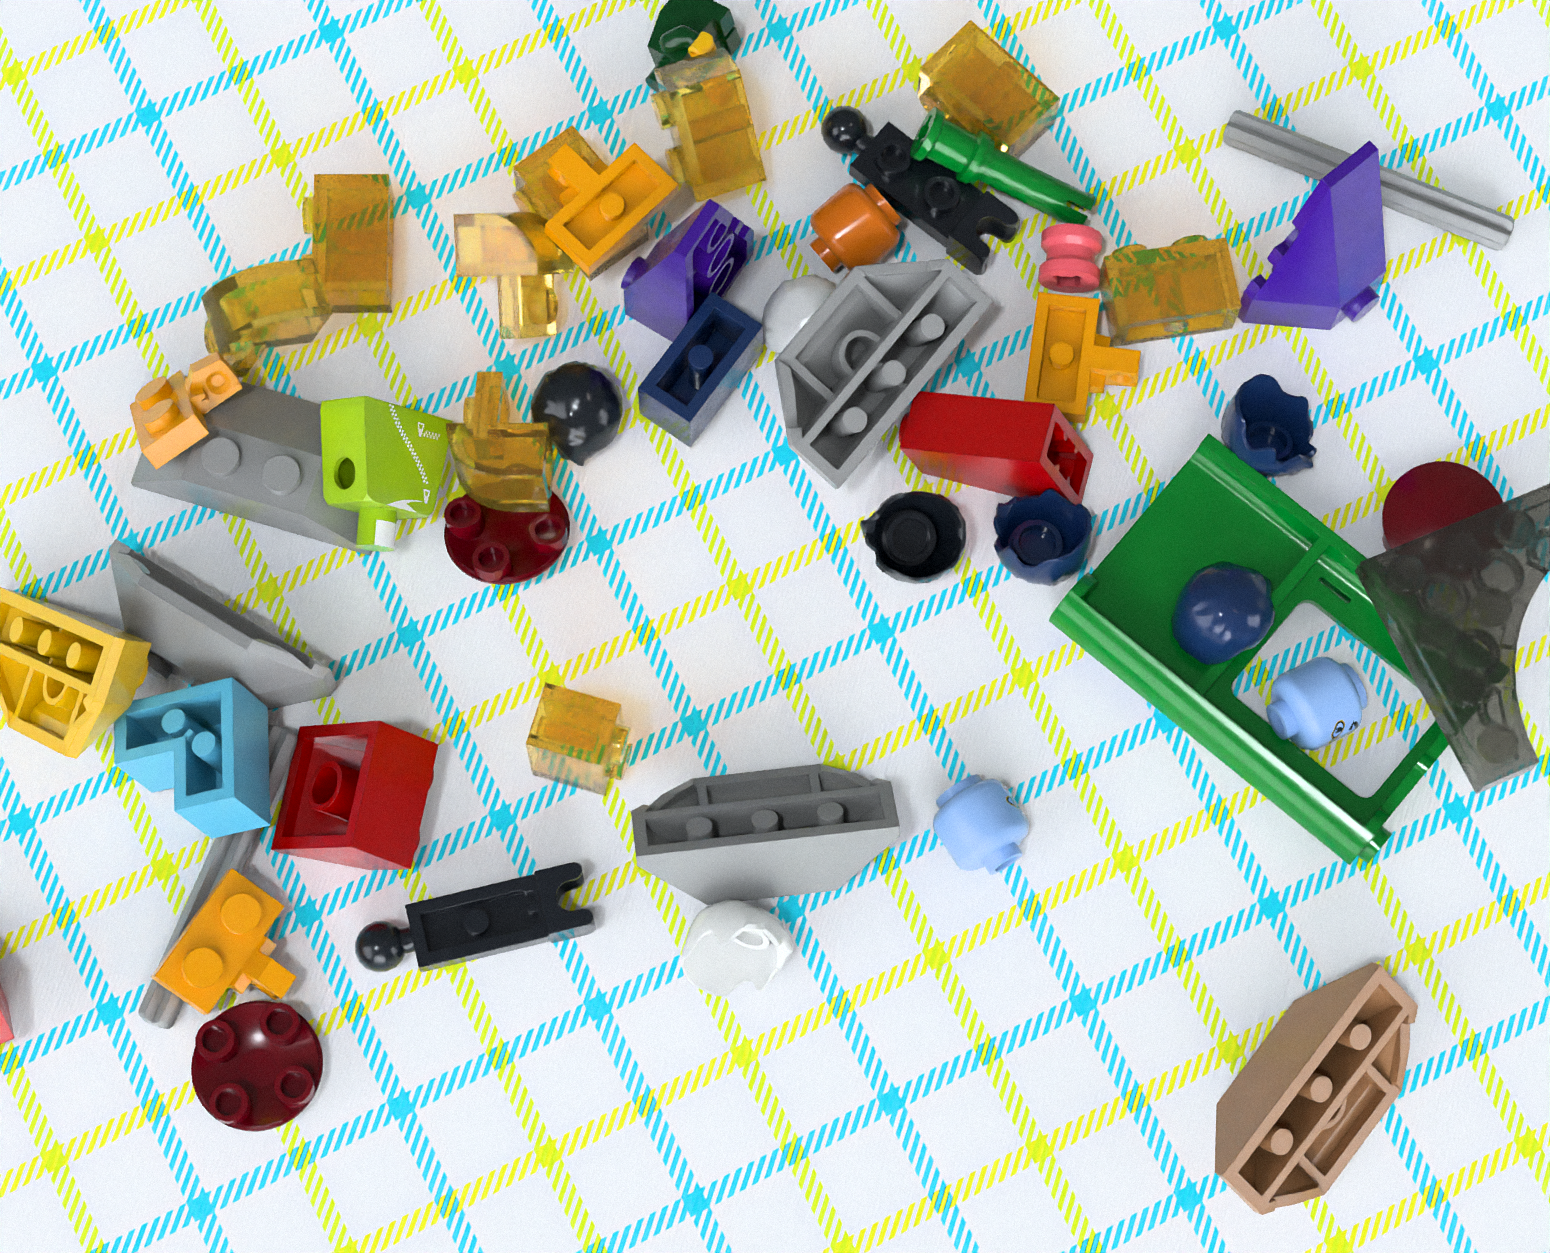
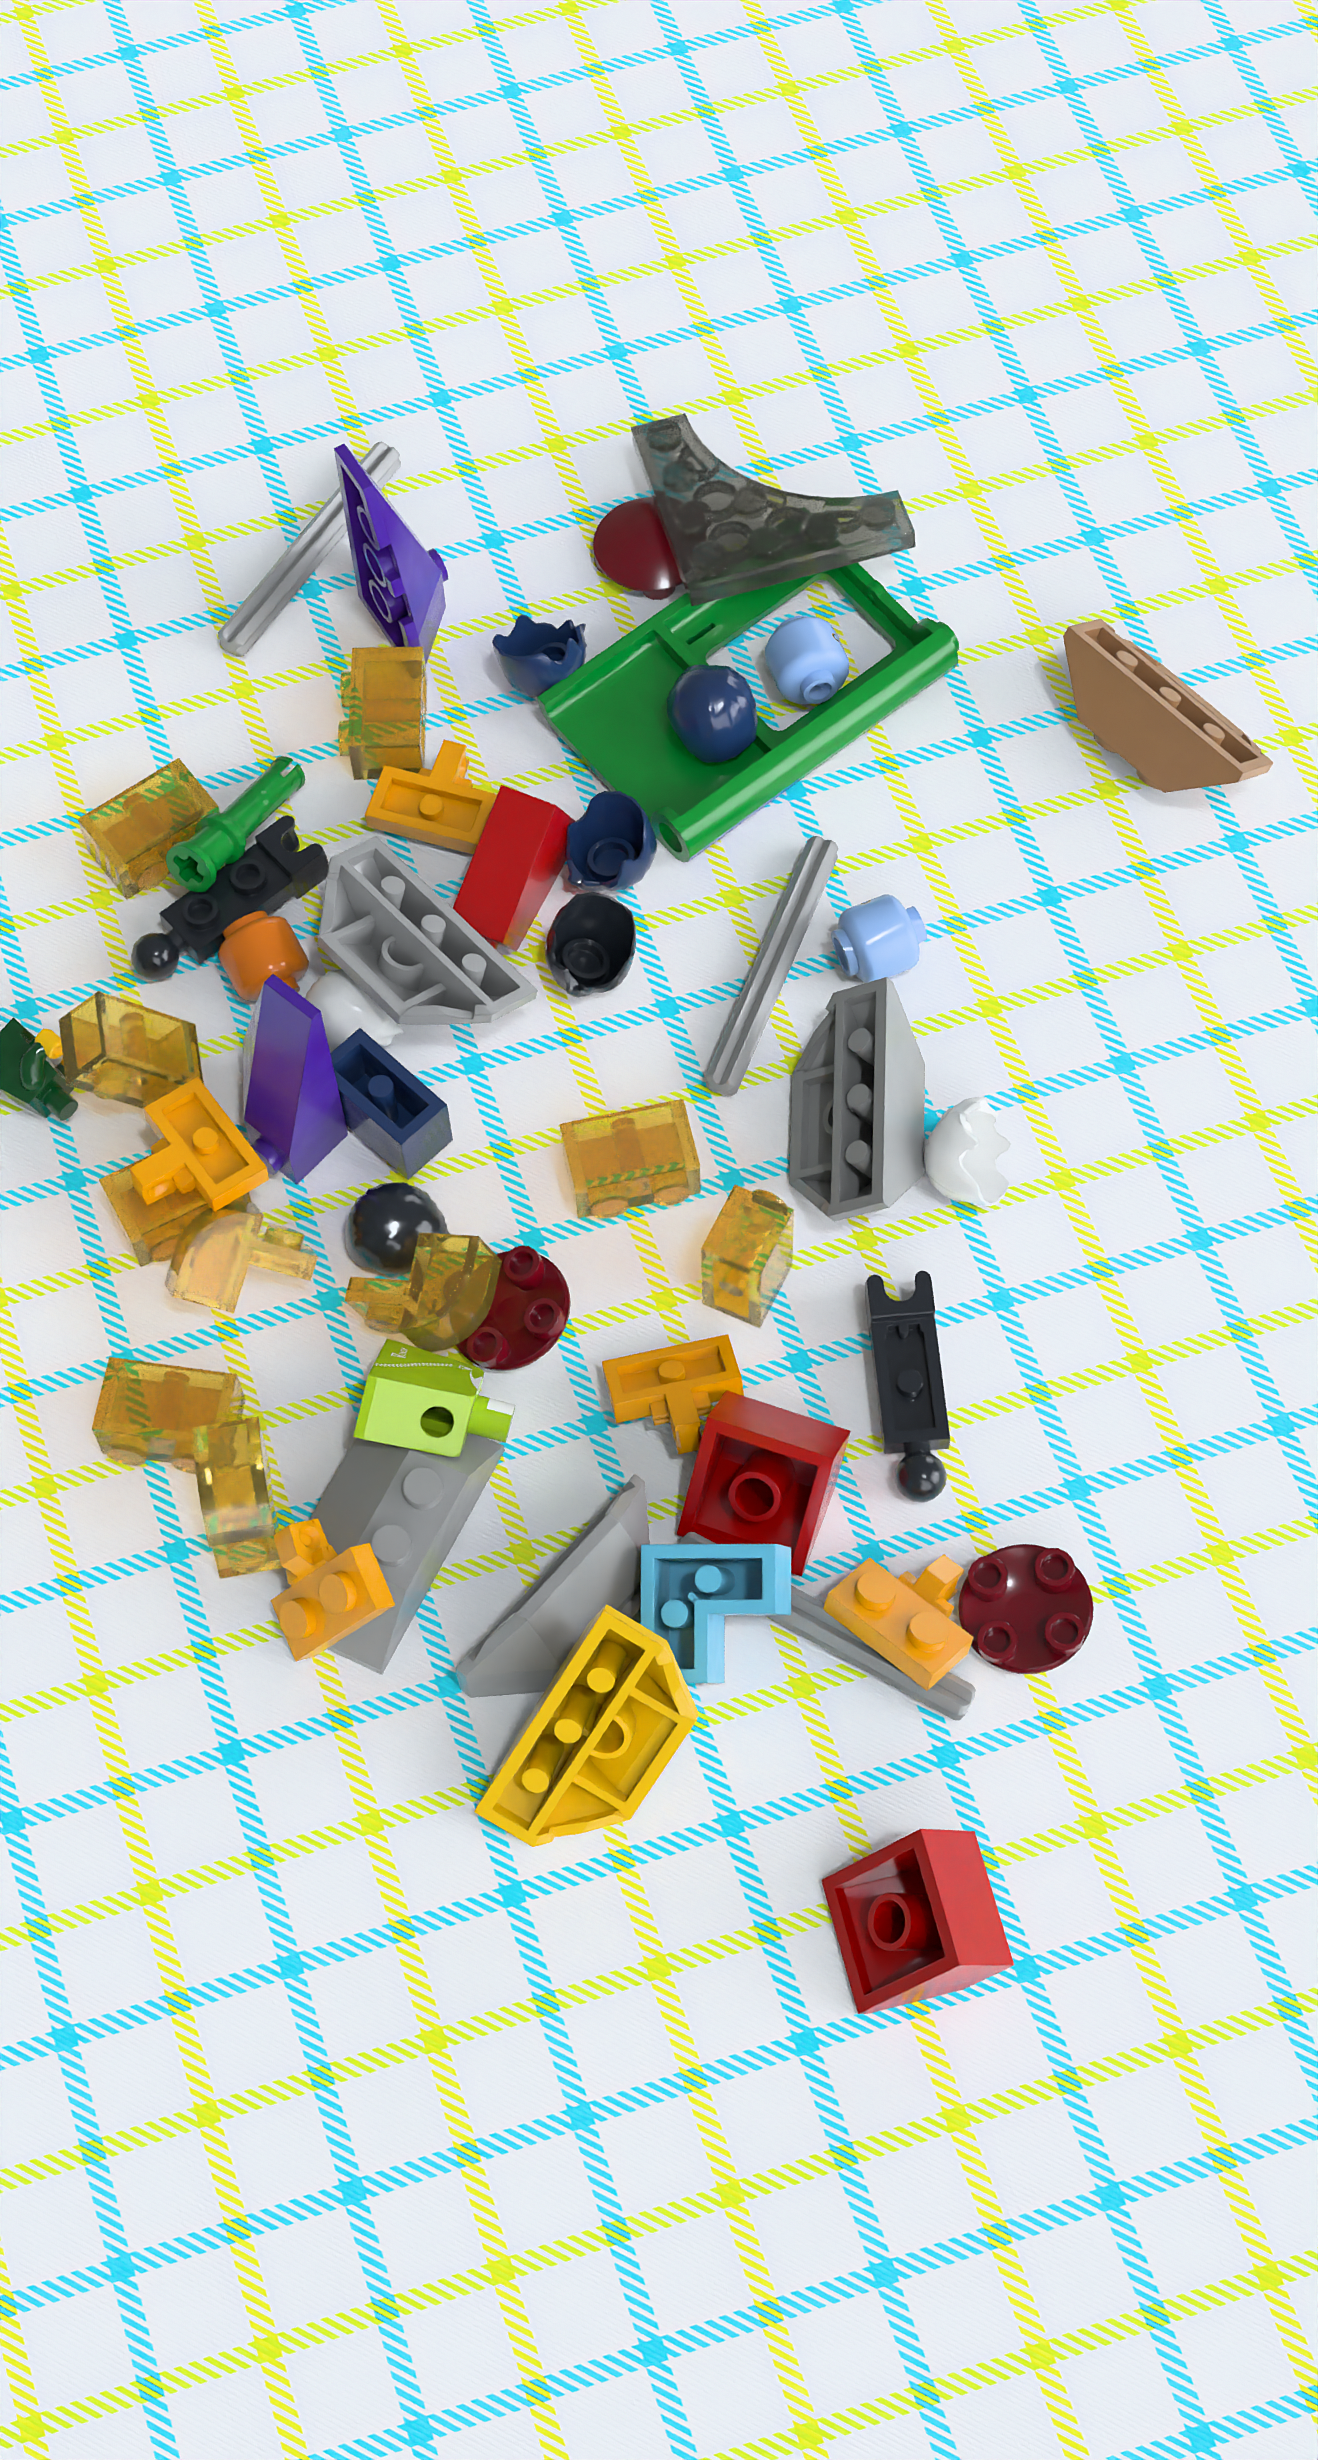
camera: 75 degrees left, 10 degrees down
(443, 696) = (673, 1385): none -> light orange hinge
(684, 617) = (630, 1159): none -> clear yellow brick
(941, 725) = (771, 966): none -> light grey axle
(1070, 258) = (335, 786): coral wheel -> none

